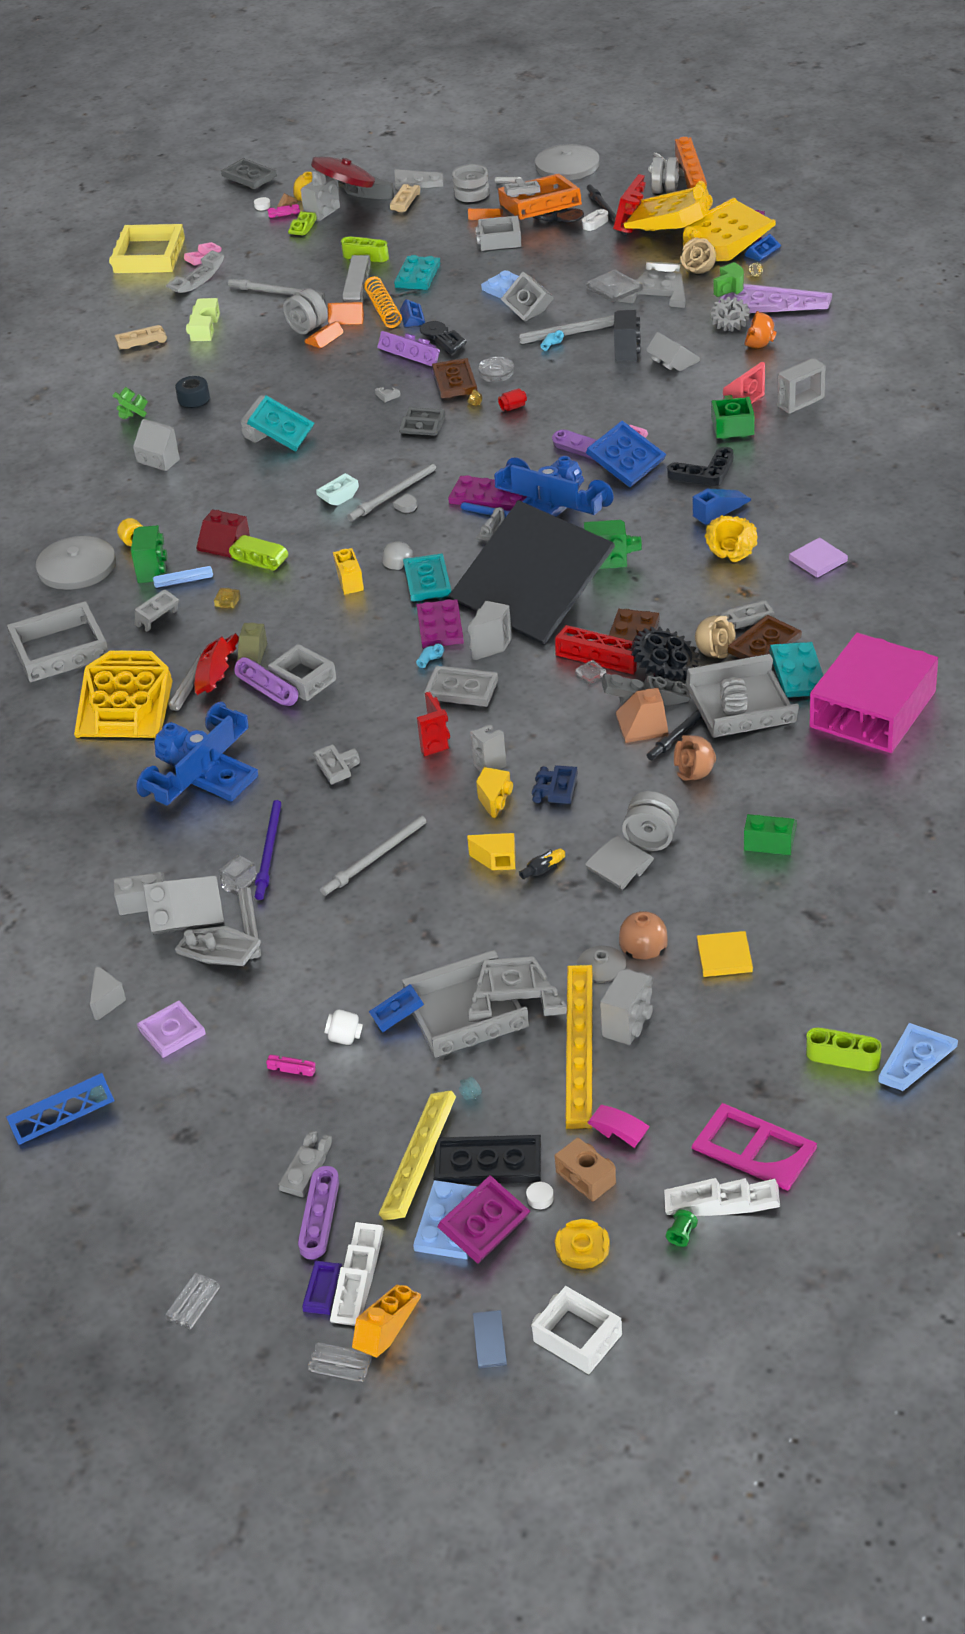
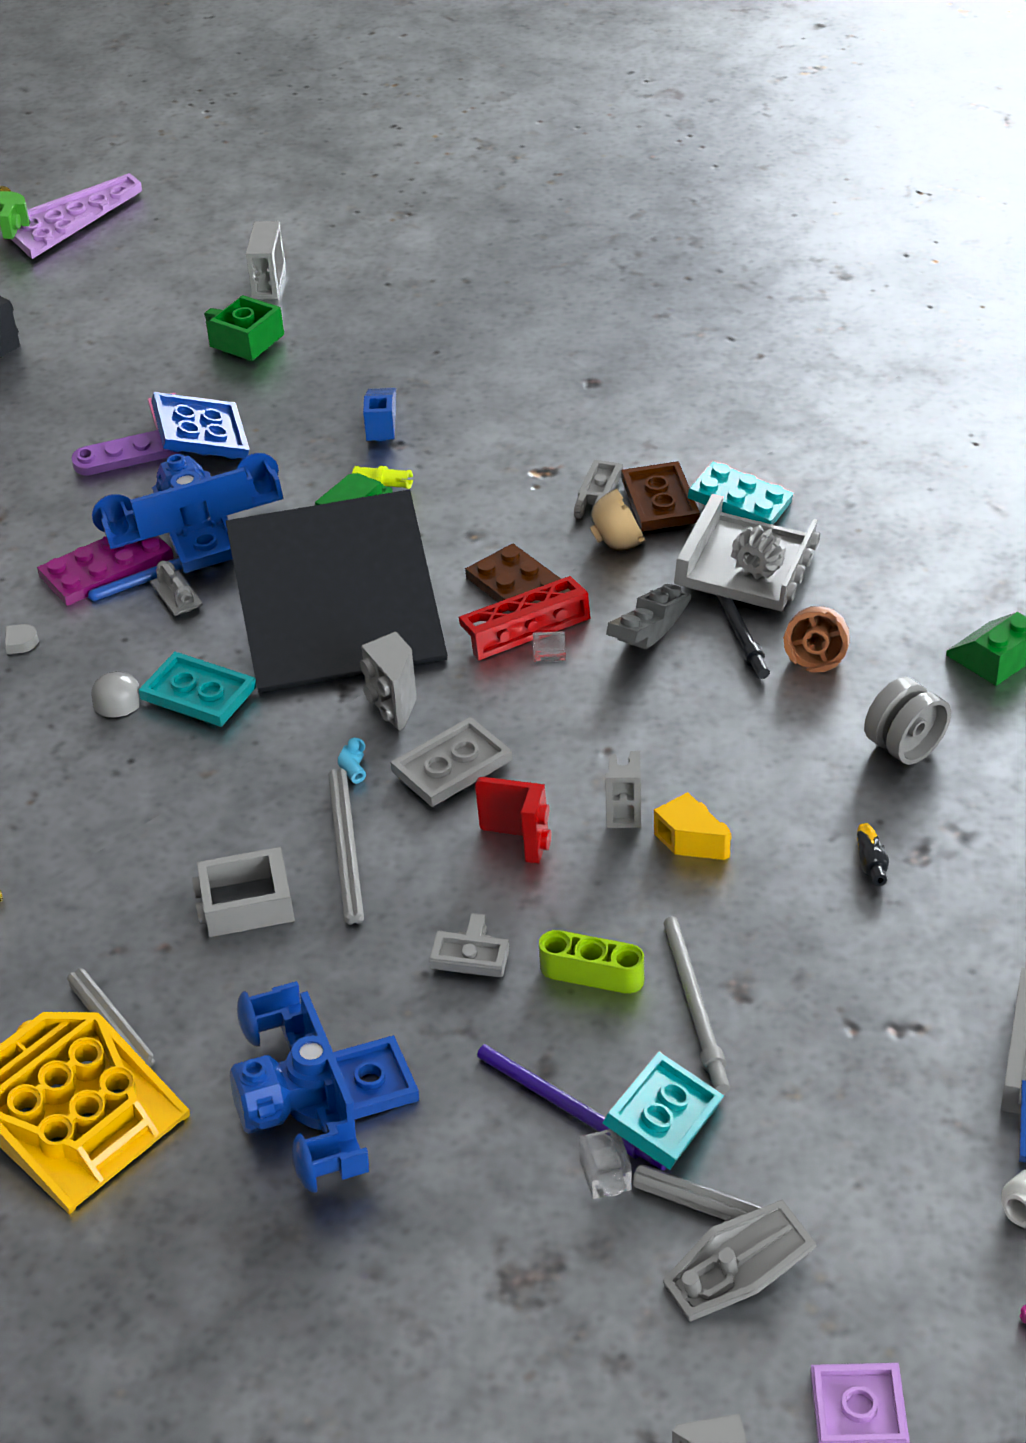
camera: 55 degrees left, 0 degrees up
(130, 892) = (524, 1295): light grey slope -> none
(183, 904) = (623, 1259): light grey slope -> none
(213, 663) = (119, 970): red slope -> none
(252, 642) = (125, 915): olive slope -> none
(266, 682) = (219, 937): medium lavender plate -> none
(281, 873) = (663, 1110): none -> plate
(348, 571) = (97, 747): yellow slope -> none
(364, 805) = (591, 961): none -> lime beam
(368, 686) = (345, 847): none -> light grey axle
(440, 623) = (299, 723): magenta plate -> none
(493, 850) = (810, 882): yellow slope -> none
(561, 786) = (739, 765): dark blue plate -> none
(619, 862) = (933, 789): light grey slope -> none
(643, 716) = (688, 643): nougat slope -> none
(663, 538) = (387, 476): none -> neon yellow pin
(664, 653) = (605, 570): black gear -> none
(671, 353) = (59, 312): light grey slope -> none
(703, 475) = (307, 395): black beam -> none
(730, 314) = (57, 245): light grey gear -> none
(731, 537) = (462, 426): yellow hair -> none
(748, 385) = (202, 292): coral slope -> none
(760, 331) = (120, 241): orange cylinder -> none
(818, 557) = (556, 395): lavender tile -> none
(873, 692) = (854, 461): dark pink brick -> none

